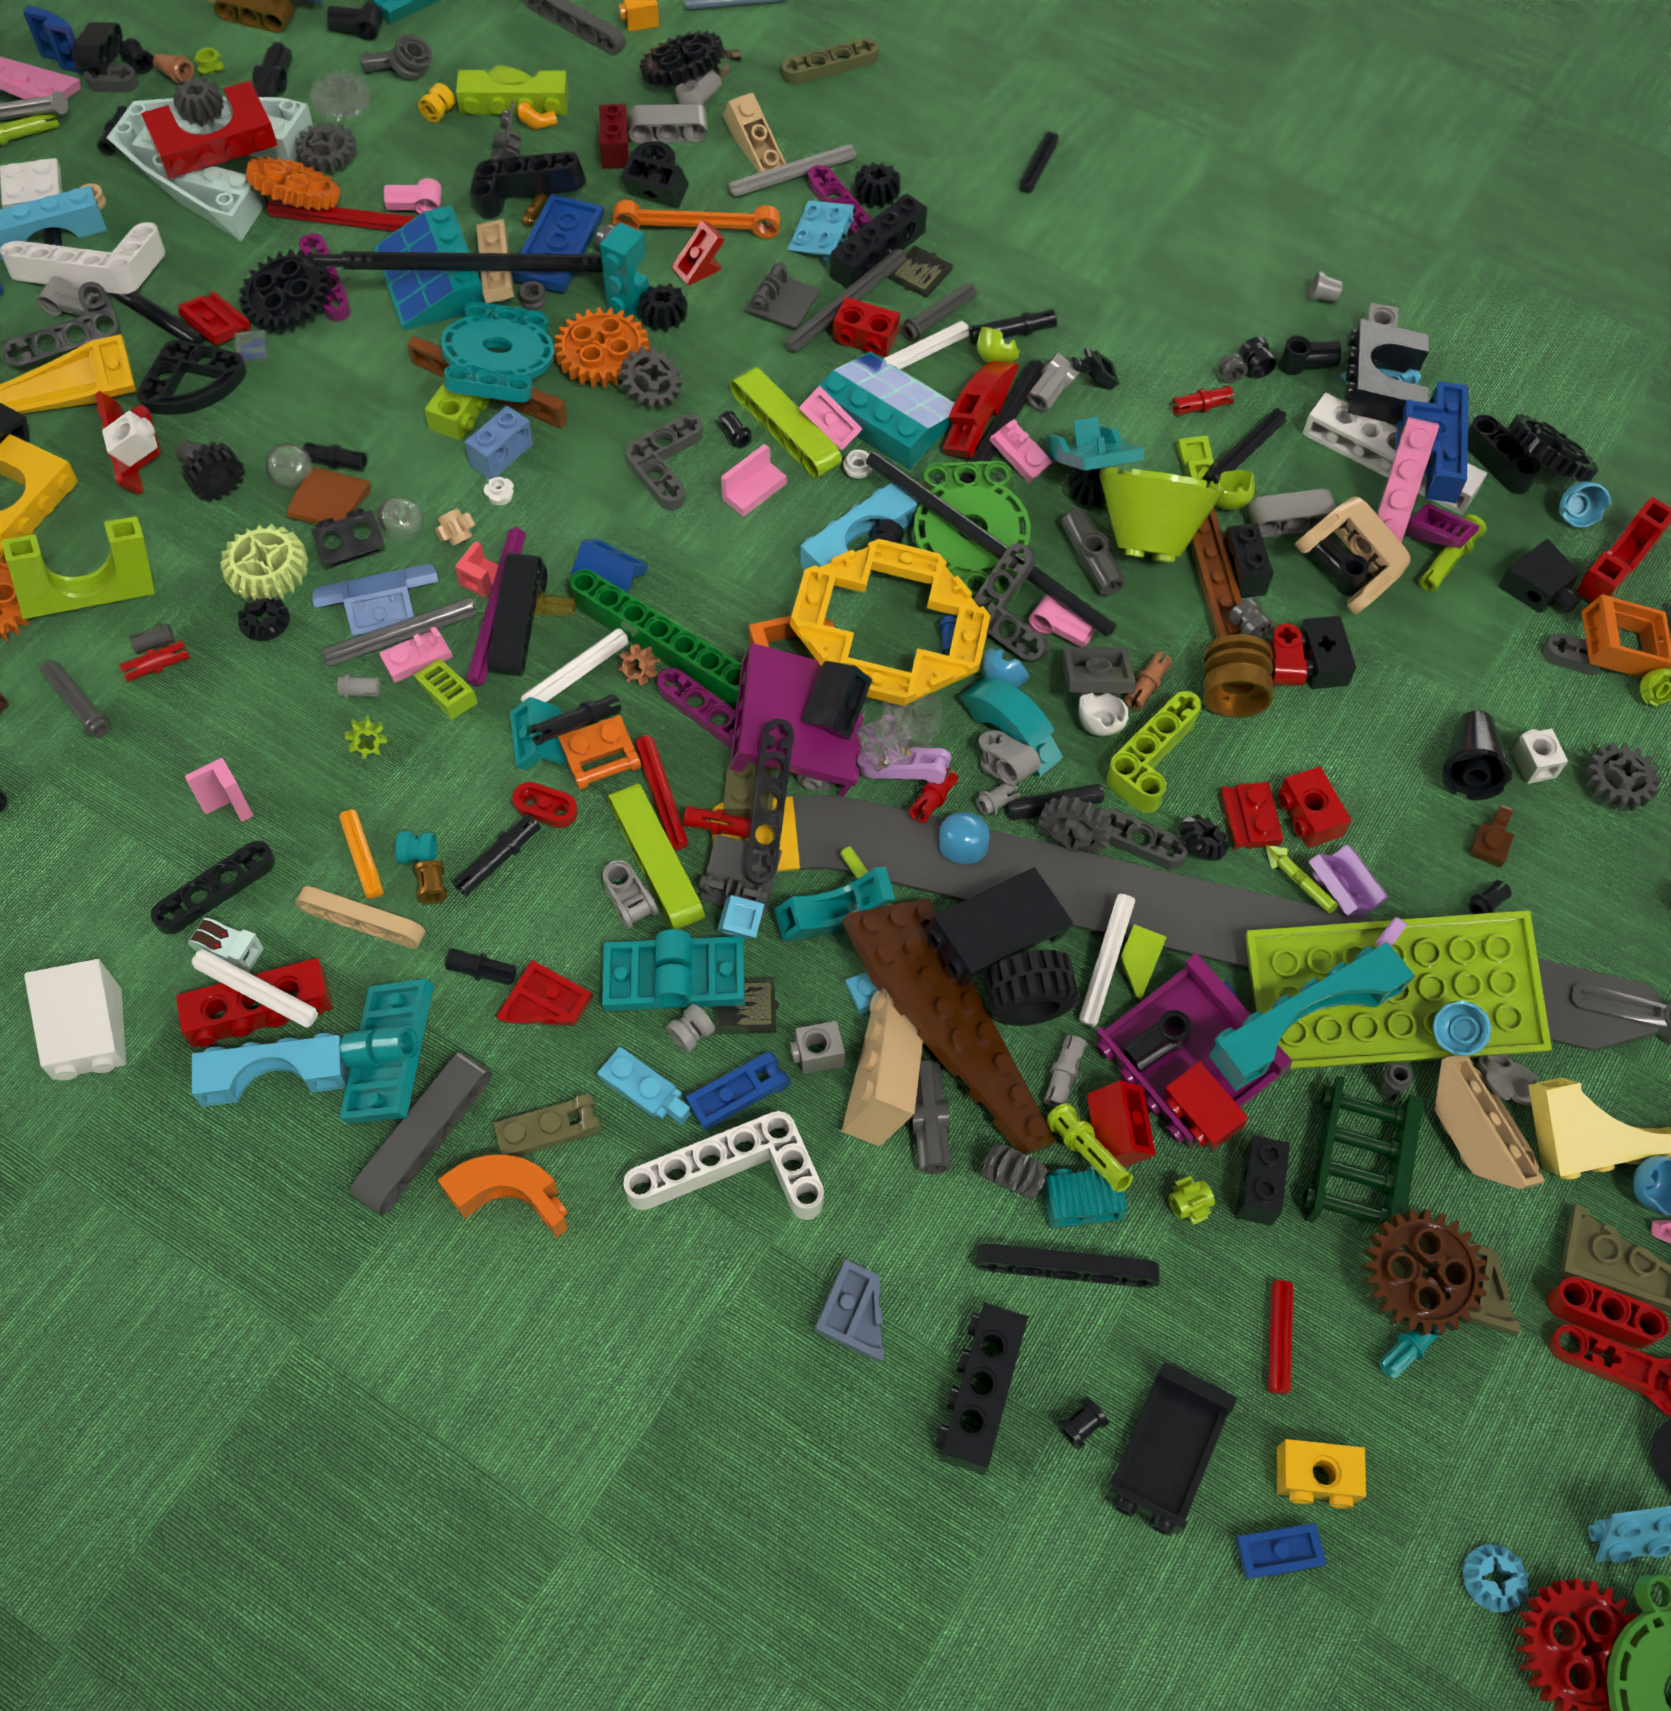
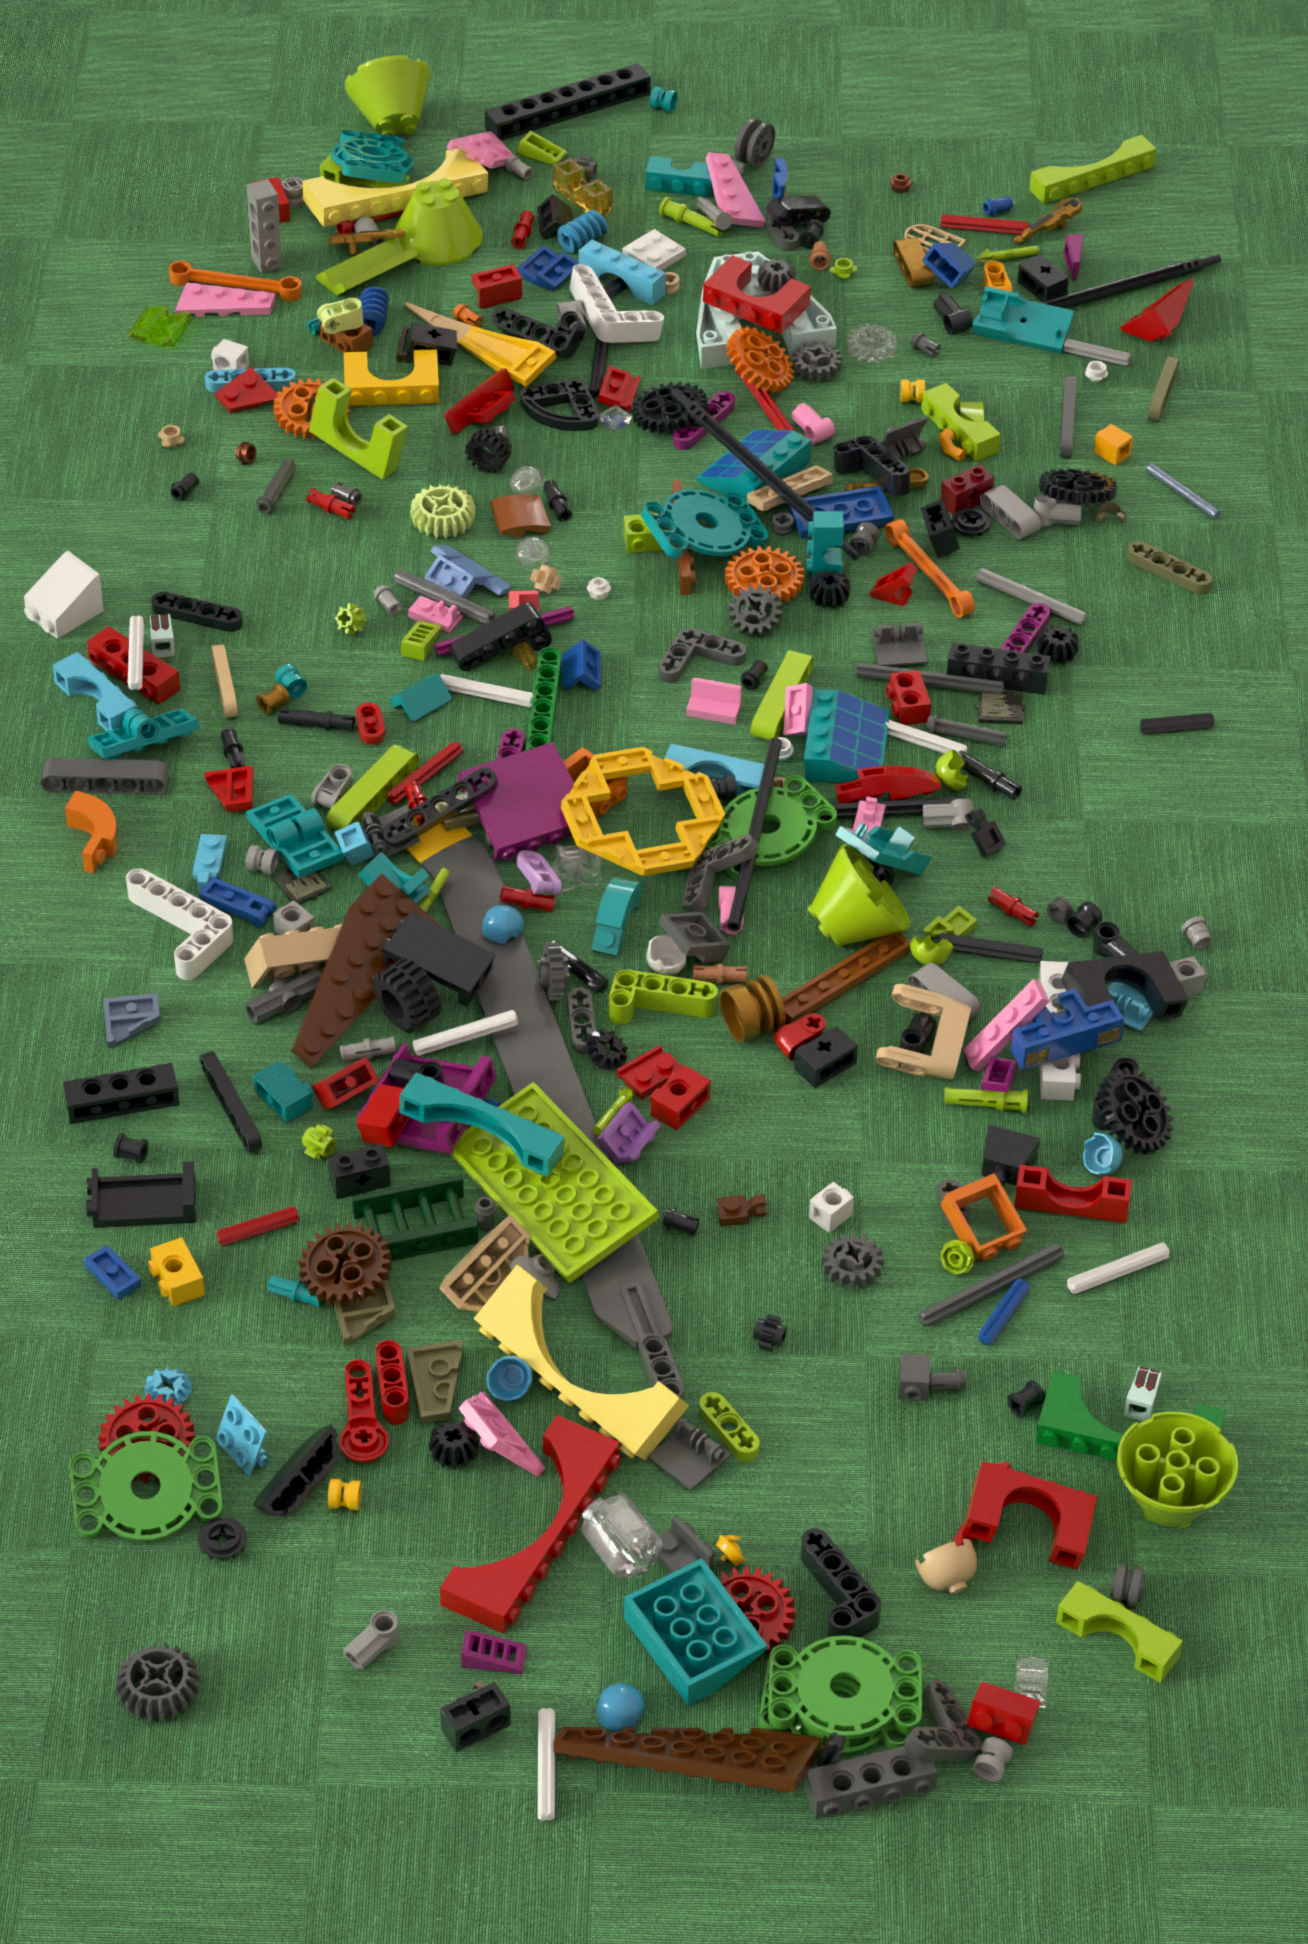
camera: 60 degrees right, 15 degrees down
(130, 438) = (477, 399): white brick -> none
(216, 787) = (258, 573): bright pink panel -> none
(270, 626) = (396, 538): black gear -> none
(271, 75) = (856, 303): black piece -> none
(351, 548) = (488, 539): black brick -> none
(361, 854) = (270, 661): light orange axle -> none
(411, 56) = (947, 349): dark grey wheel -> none
(499, 442) = (633, 566): medium blue brick -> none
(547, 1127) = (149, 830): olive plate -> none
(585, 715) = (441, 703): black pin -> none
(597, 743) = (432, 723): orange plate -> none
(631, 664) = (511, 714): nougat gear -> none
(752, 133) = (1044, 557): tan slope -> none
(822, 228) = (988, 627): medium azure hinge -> none
(837, 698) = (543, 804): black panel -> none
(884, 741) = (538, 847): clear brick -> none
(991, 801) = (551, 932): light grey pin -> none
(995, 666) = (654, 890): dark azure hair -> none
(1007, 757) = (583, 918): light grey piece -> none
(1014, 1171) = (272, 1043): dark grey gear -> none
(1080, 1138) = (319, 1067): lime pin -> none
(1093, 551) = (796, 910): dark grey piece -> none
(1140, 958) = (485, 1045): lime slope -> none
(1249, 559) = (871, 982): black brick -> none
(1250, 619) = (808, 995): dark grey wheel -> none
(1392, 932) = (578, 1143): lavender tile -> none
(1462, 1028) = (537, 1211): medium azure hair -> none
(1477, 759) = (797, 1165): black cone -> none

